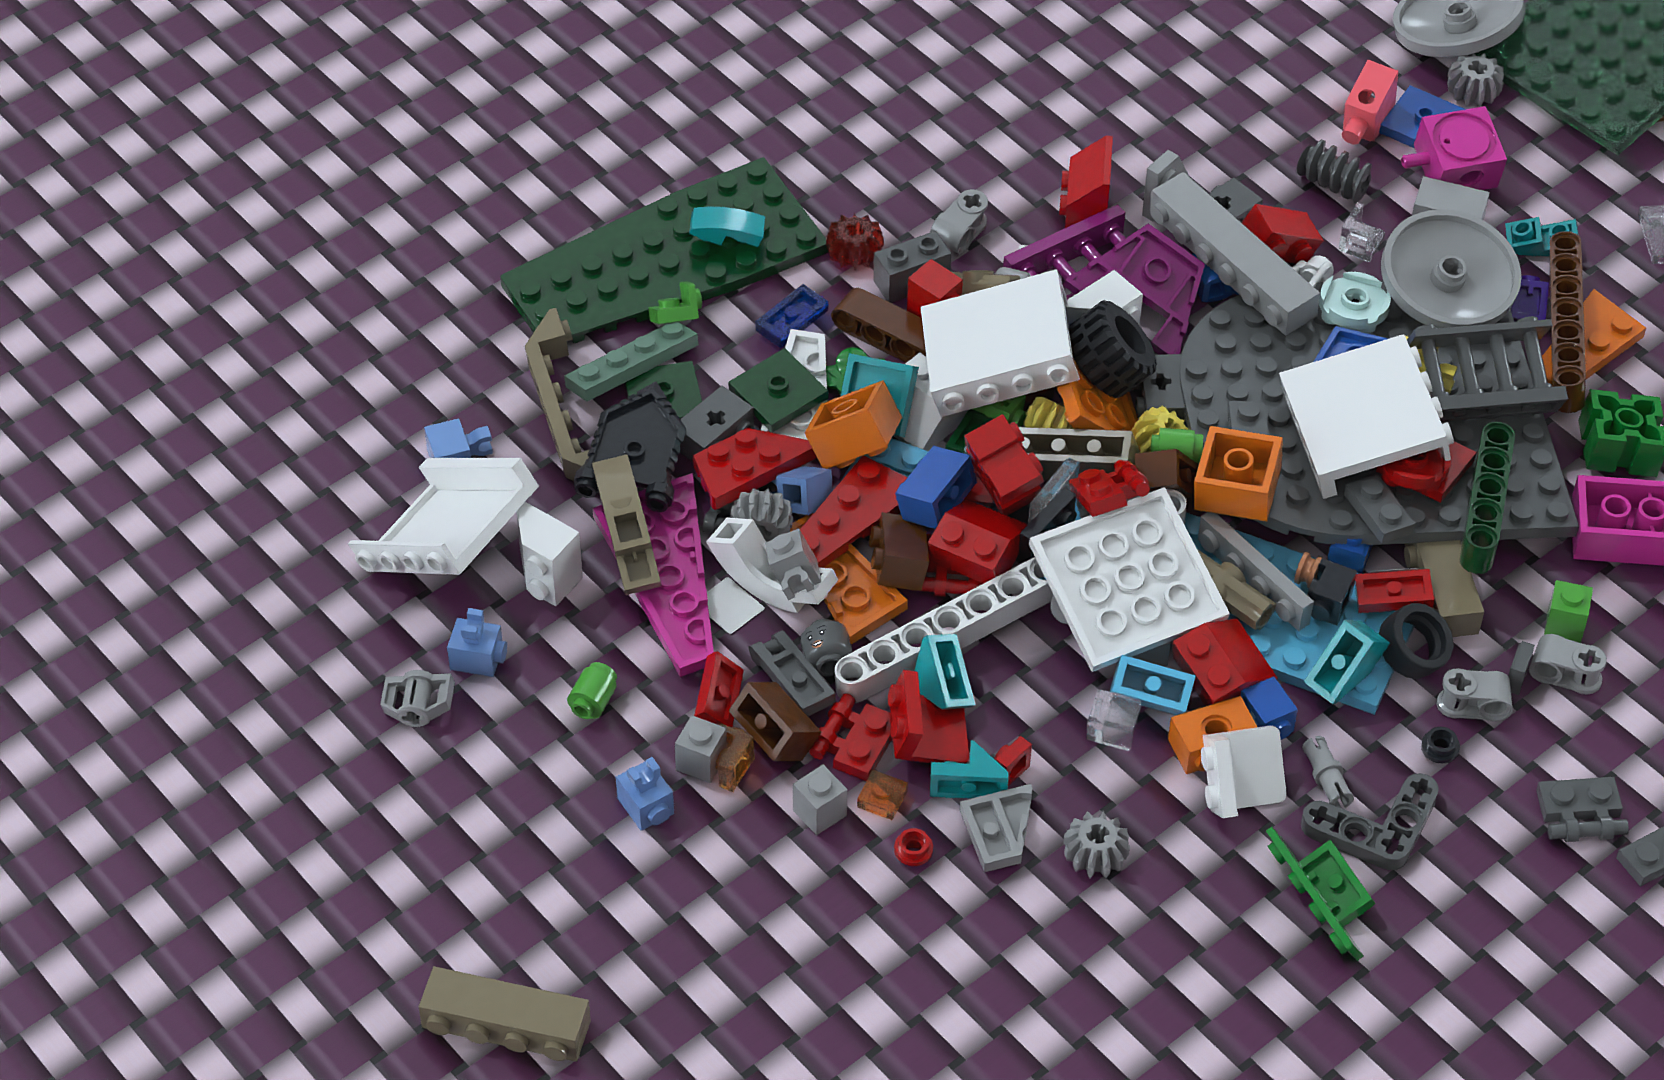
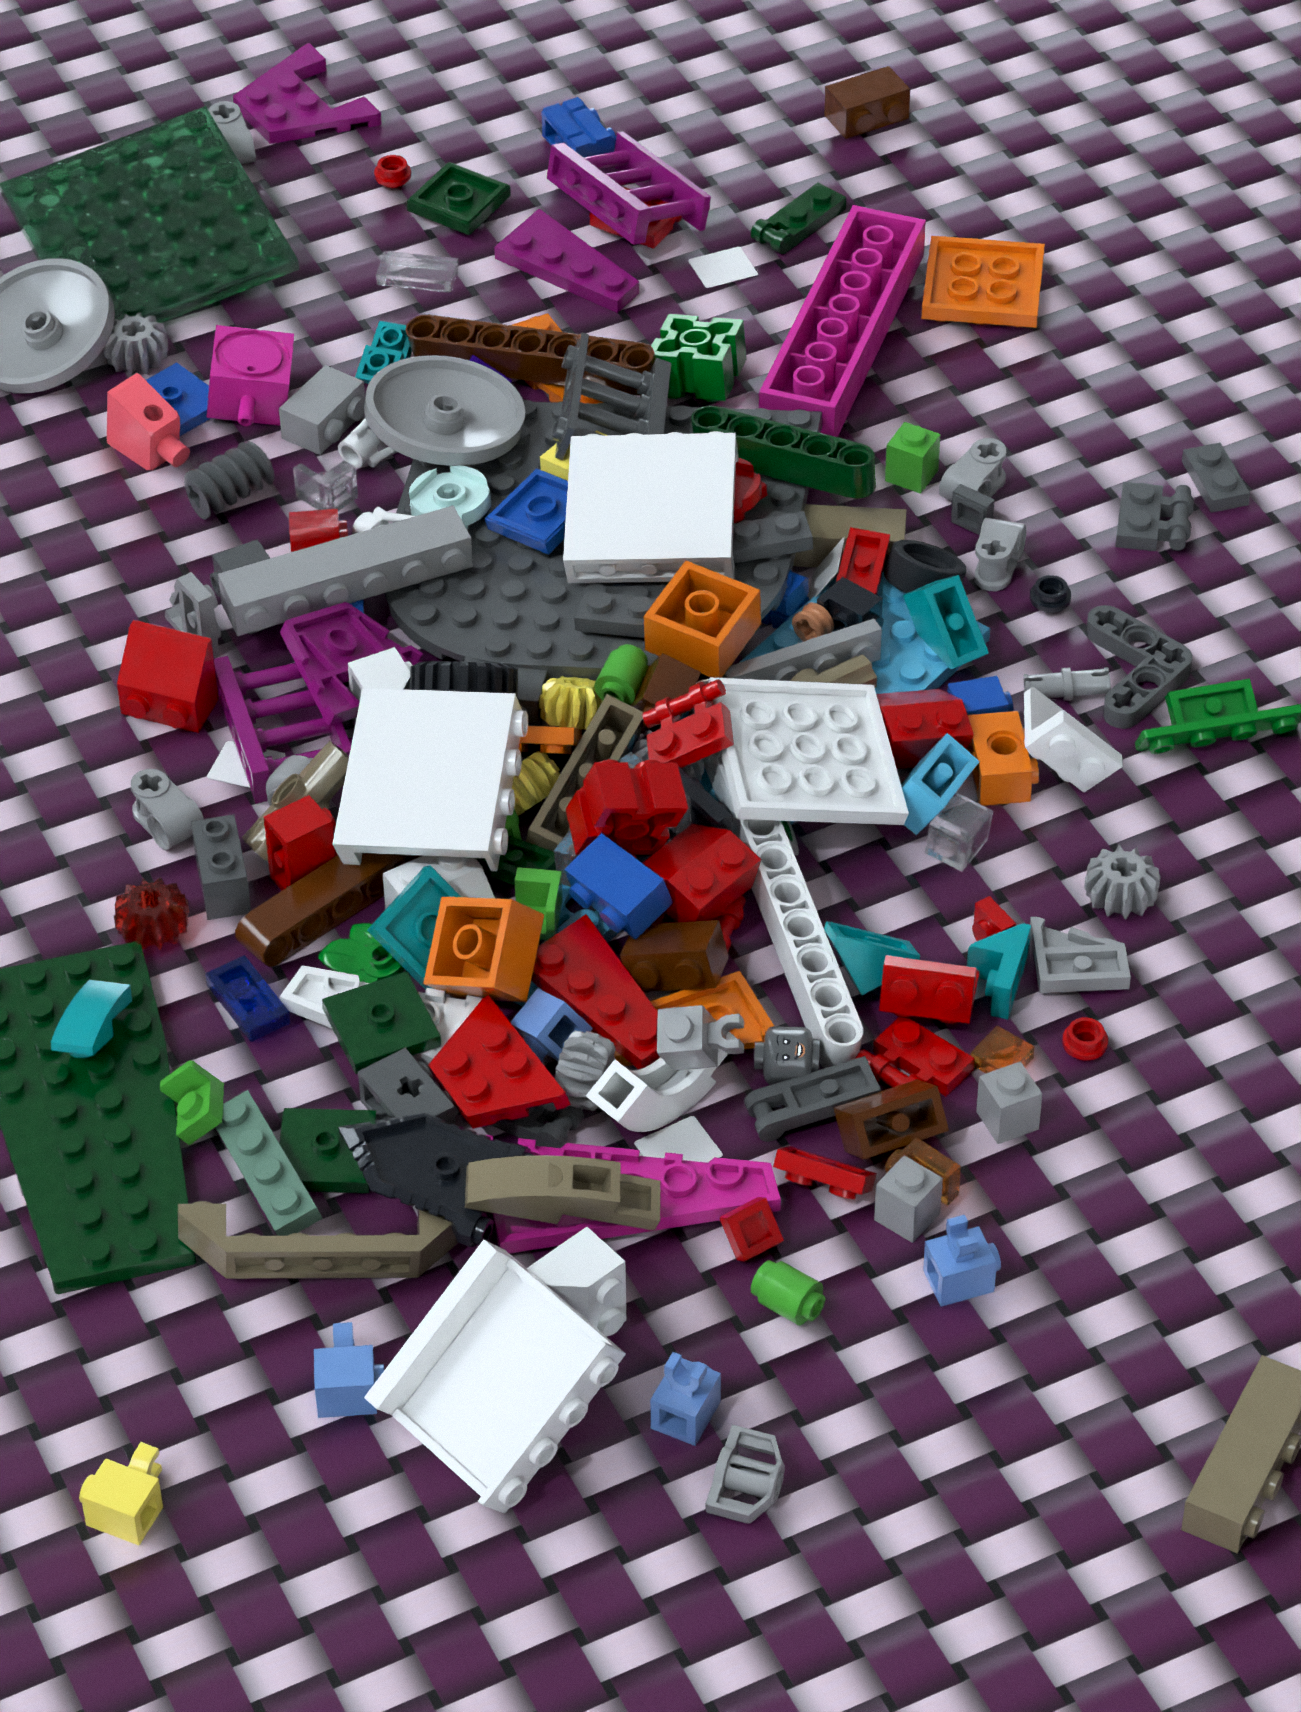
camera: 75 degrees left, 5 degrees down
(323, 355) = (124, 1498): none -> light yellow brick
(648, 657) = (751, 1229): none -> red plate
(911, 455) = (543, 893): none -> bright green panel

